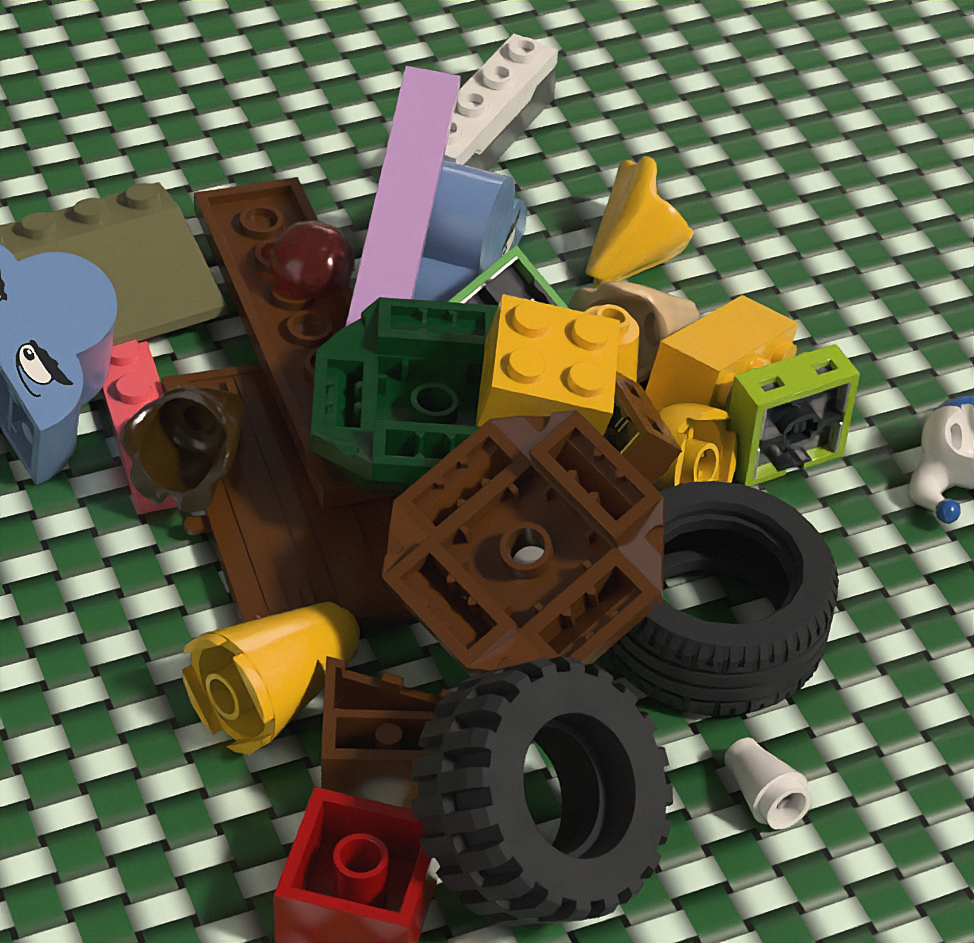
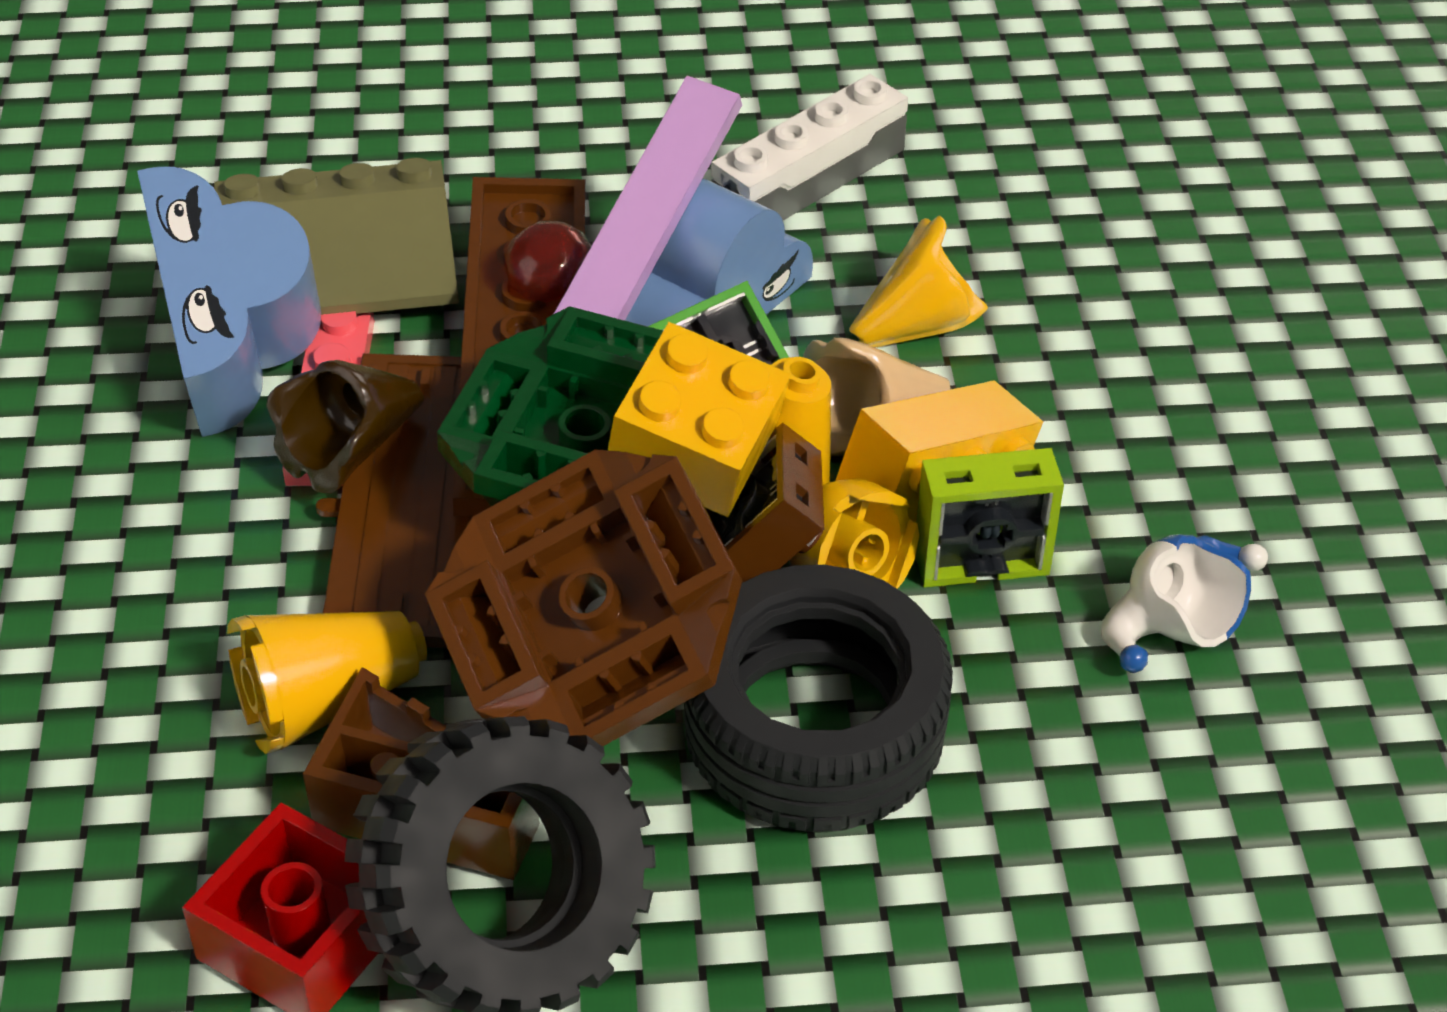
camera: 20 degrees right, 0 degrees up
(770, 786) = (793, 918): white cone -> none

